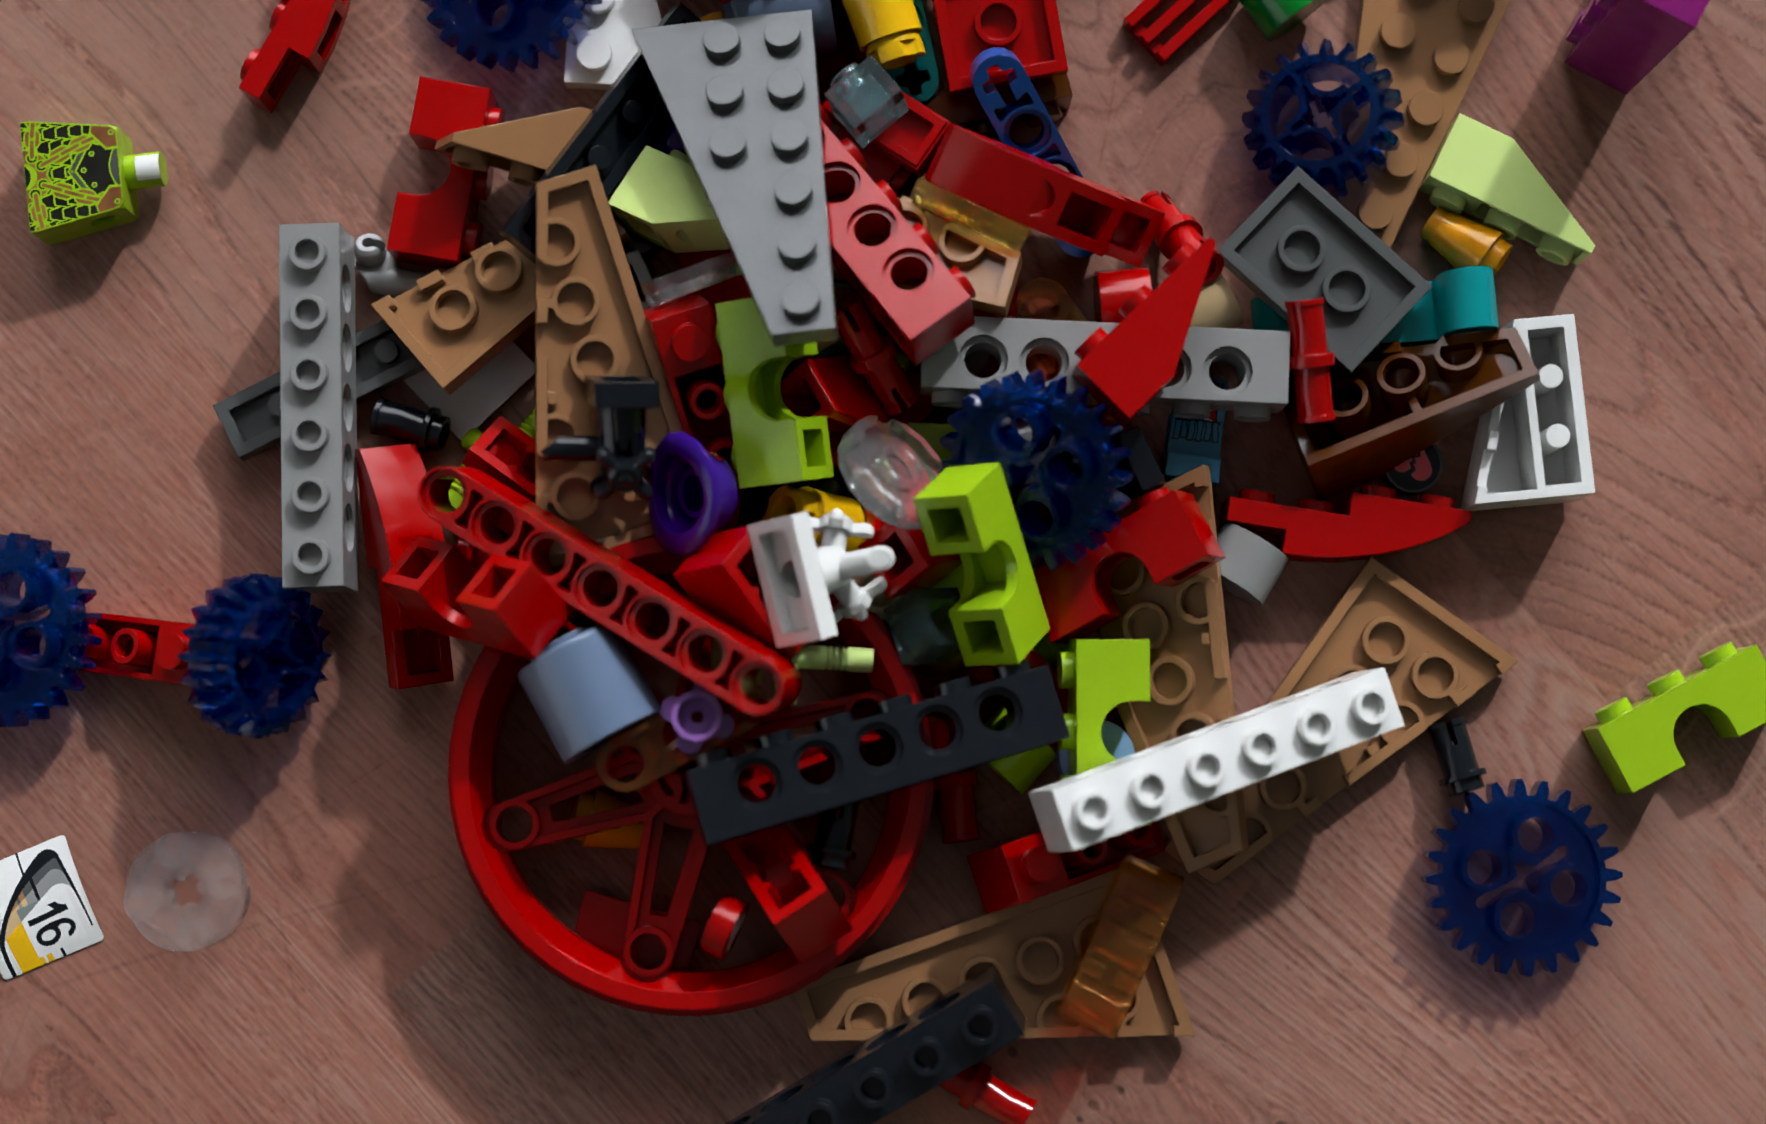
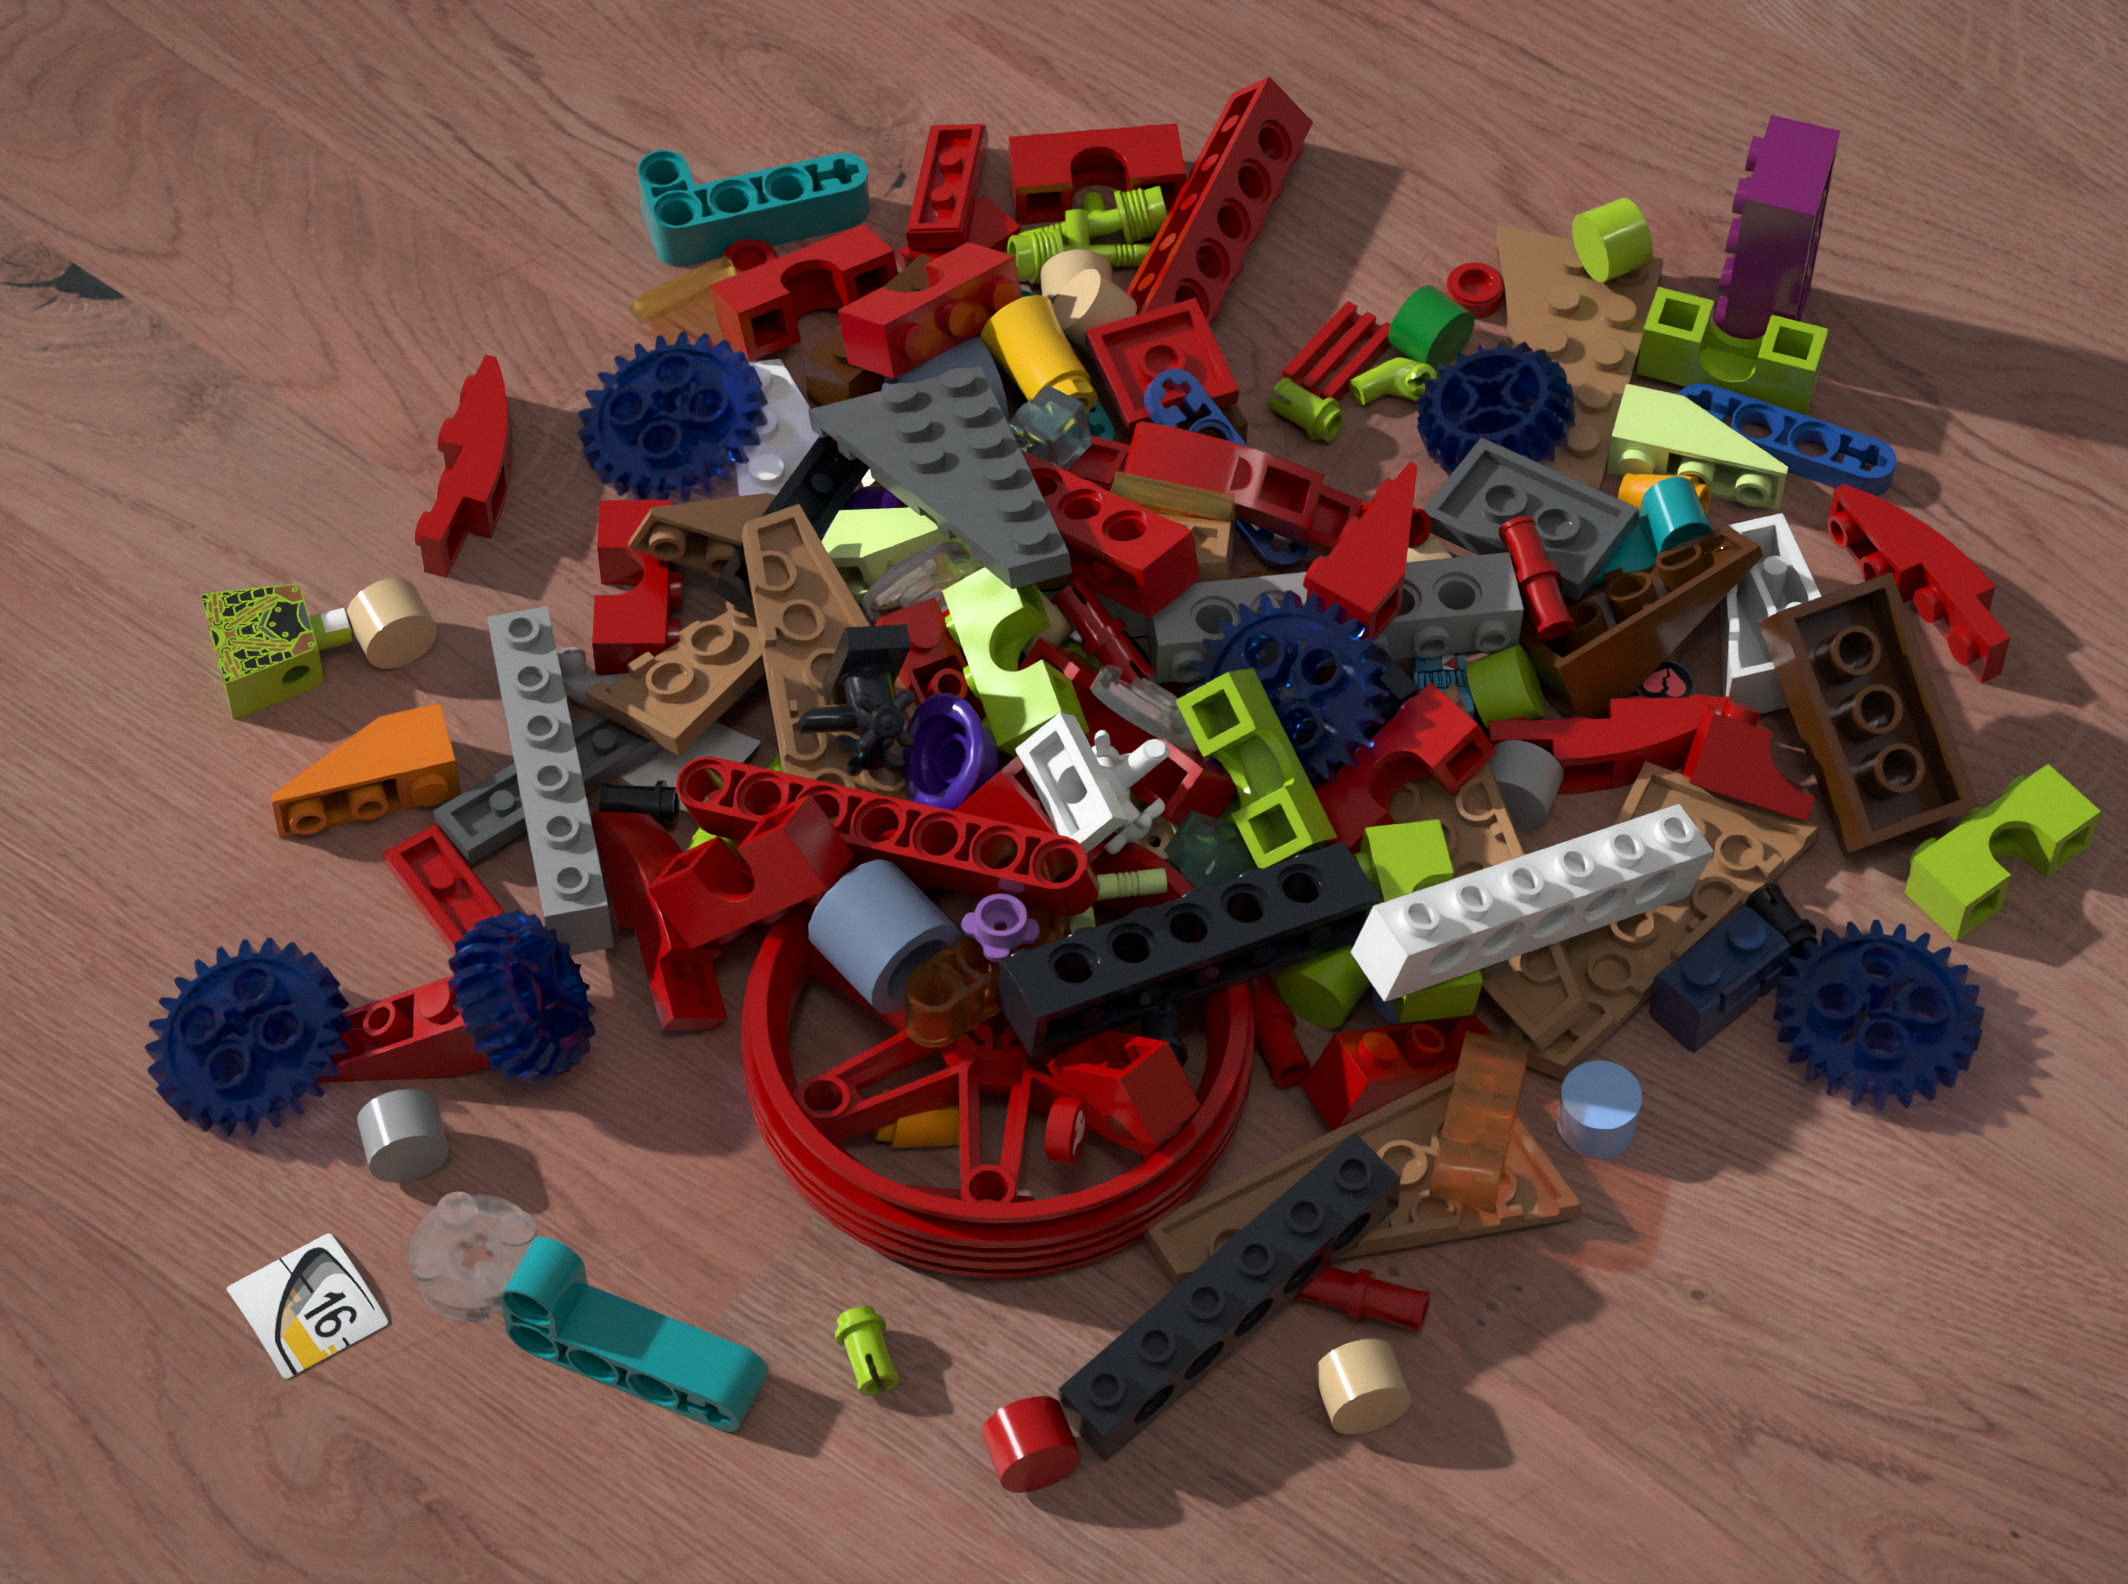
camera: 10 degrees left, 30 degrees down
(134, 763) = (403, 1135): none -> light grey piece
(175, 342) = (381, 769): none -> orange slope
(203, 177) = (391, 623): none -> tan piece
(225, 499) = (441, 884): none -> red tile
(307, 1021) = (626, 1345): none -> teal beam
(520, 1059) = (866, 1347): none -> lime pin
(1139, 69) = (1317, 416): none -> lime pin
(1236, 932) = (1599, 1109): none -> light blue piece
(1237, 43) = (1395, 377): none -> lime arm
(1256, 455) = (1505, 686): none -> lime piece
(1382, 815) = (1719, 978): none -> dark blue brick
(1456, 588) = (1735, 759): none -> red arch
(1596, 573) = (1867, 713): none -> reddish brown brick
(1608, 107) = (1689, 348): none -> lime arch
(1608, 177) = (1793, 428): none -> blue beam
(1687, 362) = (1926, 569): none -> red slope

